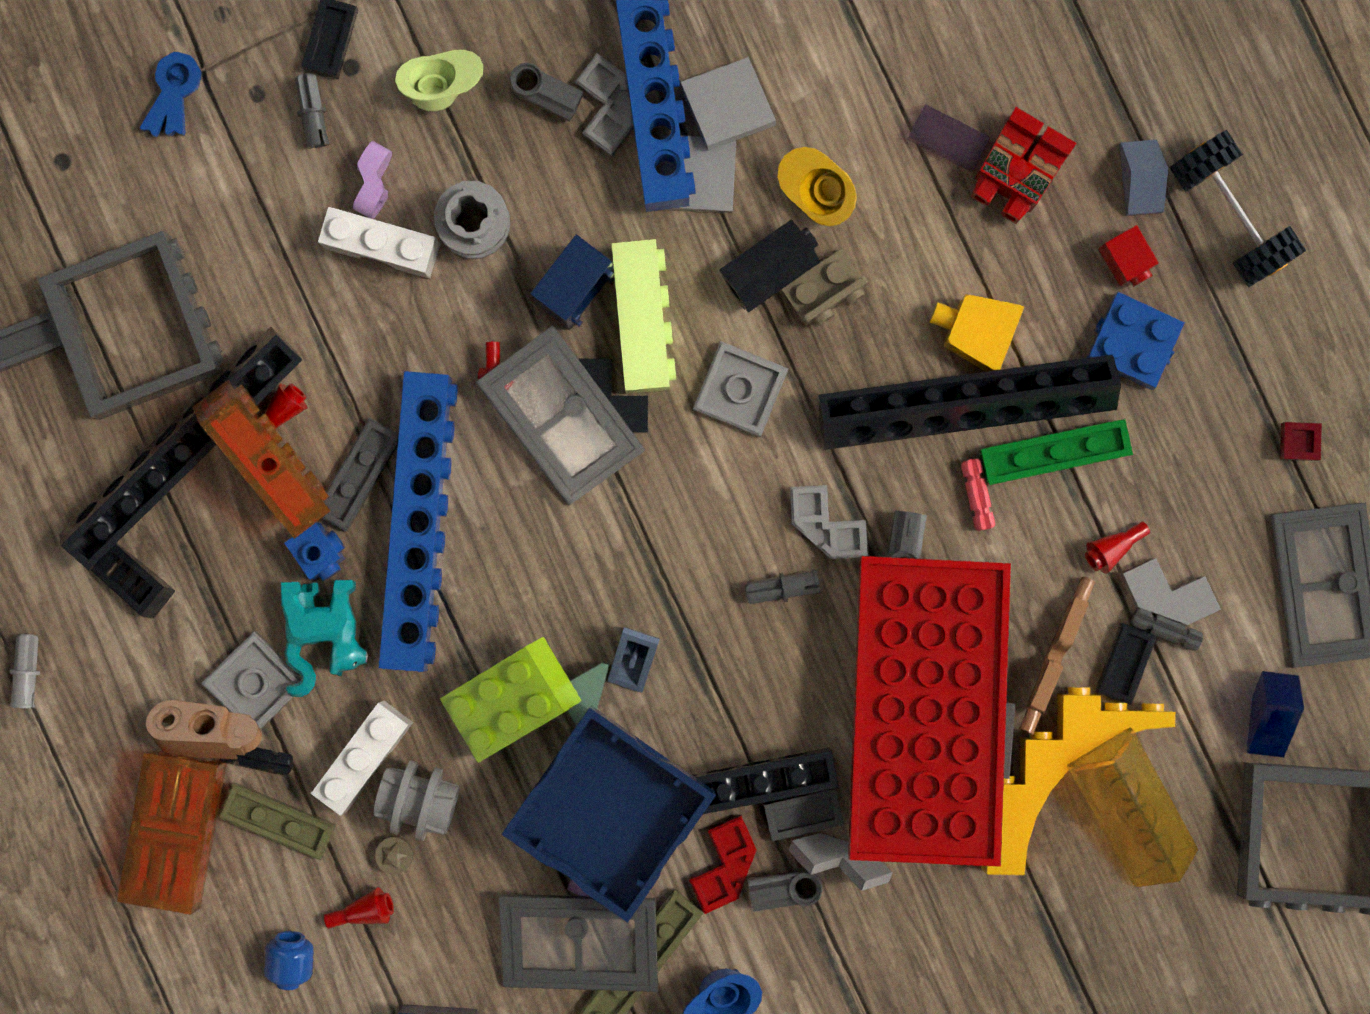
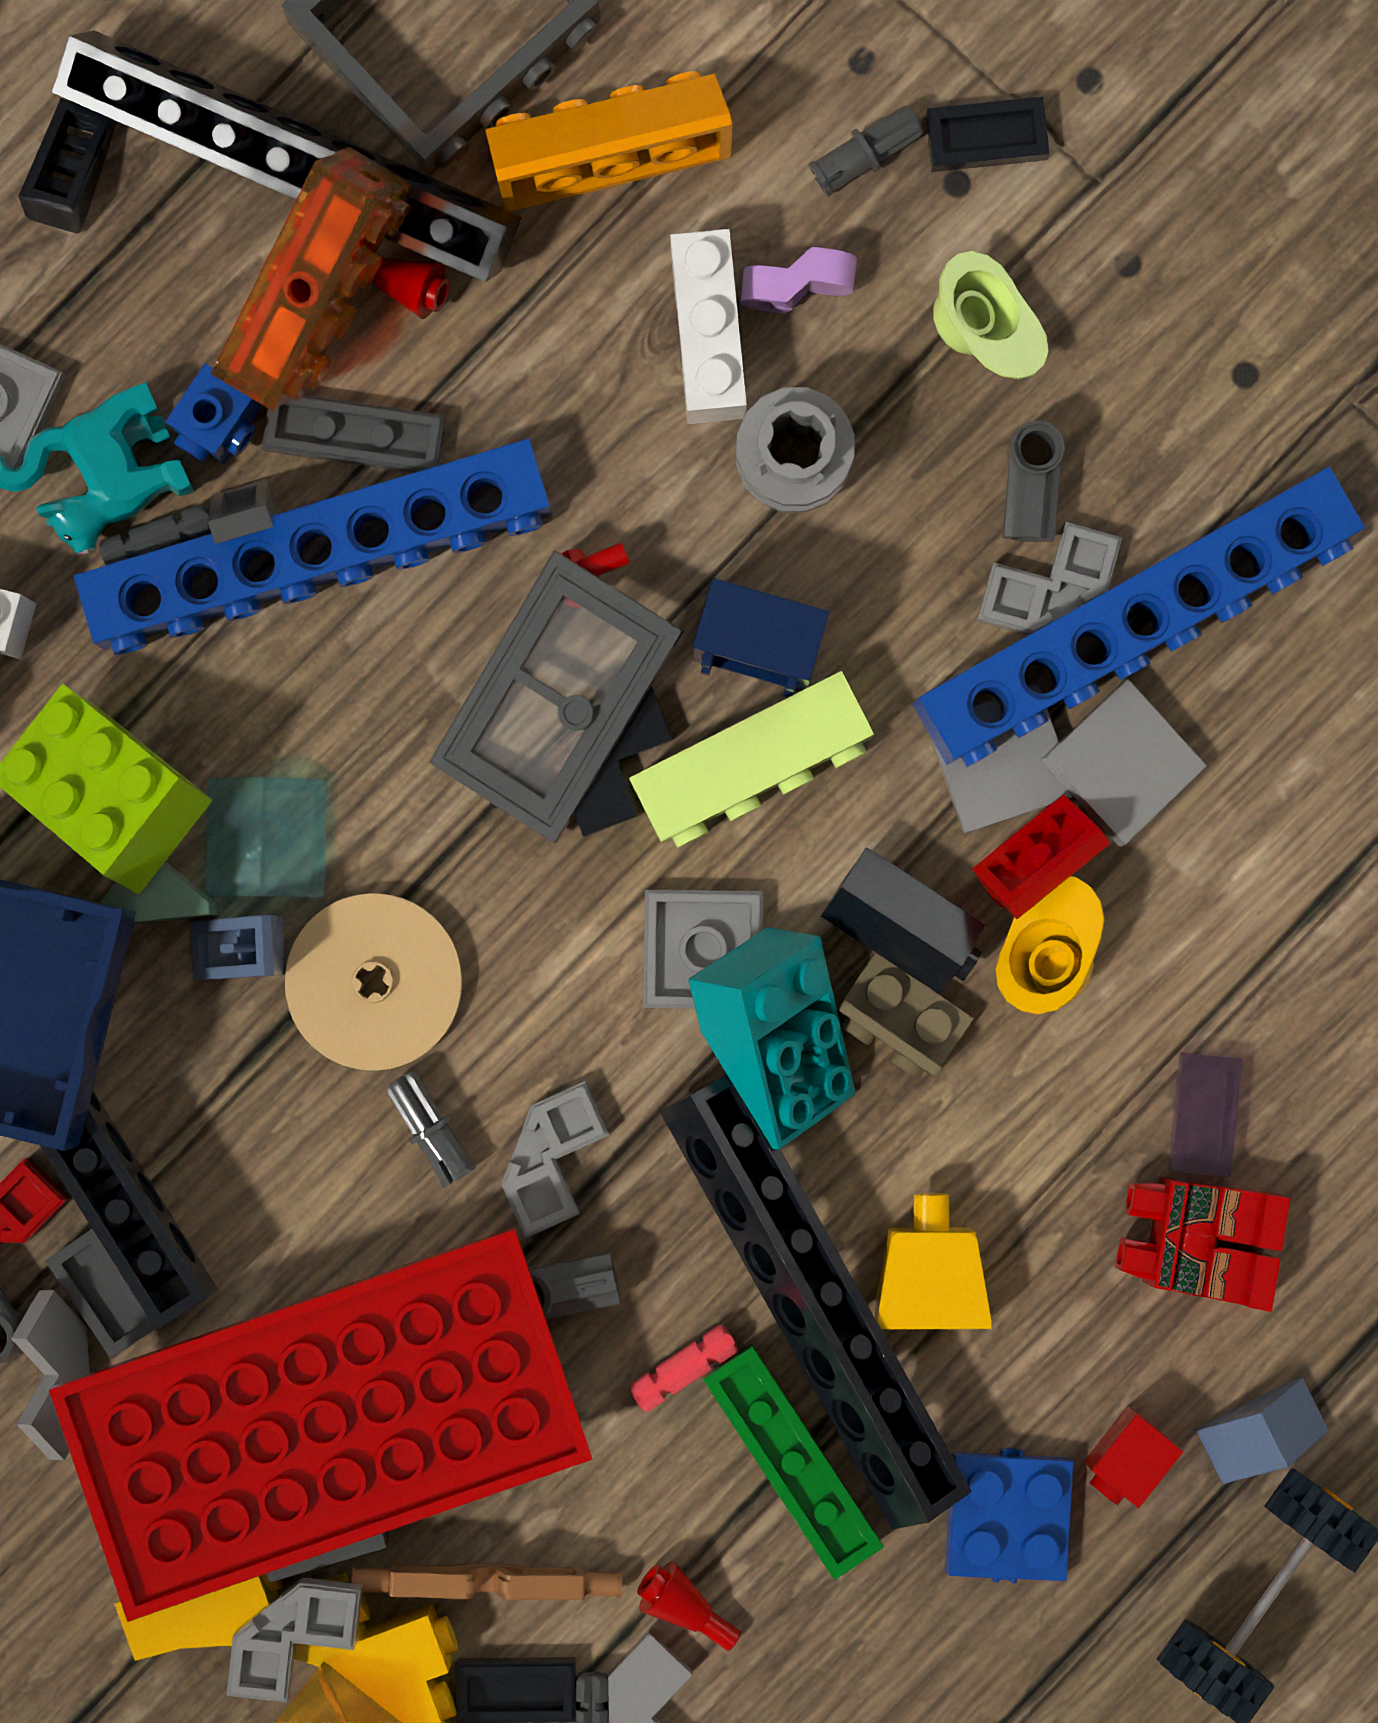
camera: 75 degrees right, 0 degrees up
(246, 256) = (610, 140): none -> light orange slope
(373, 612) = (156, 535): none -> dark grey axle
(380, 554) = (241, 511): none -> dark grey tile
(575, 617) = (266, 837): none -> clear light blue slope
(676, 616) = (326, 985): none -> tan piece
(764, 172) = (1040, 856): none -> red bracket
(804, 362) = (776, 1030): none -> teal slope
(1035, 765) = (306, 1613): none -> light grey tile

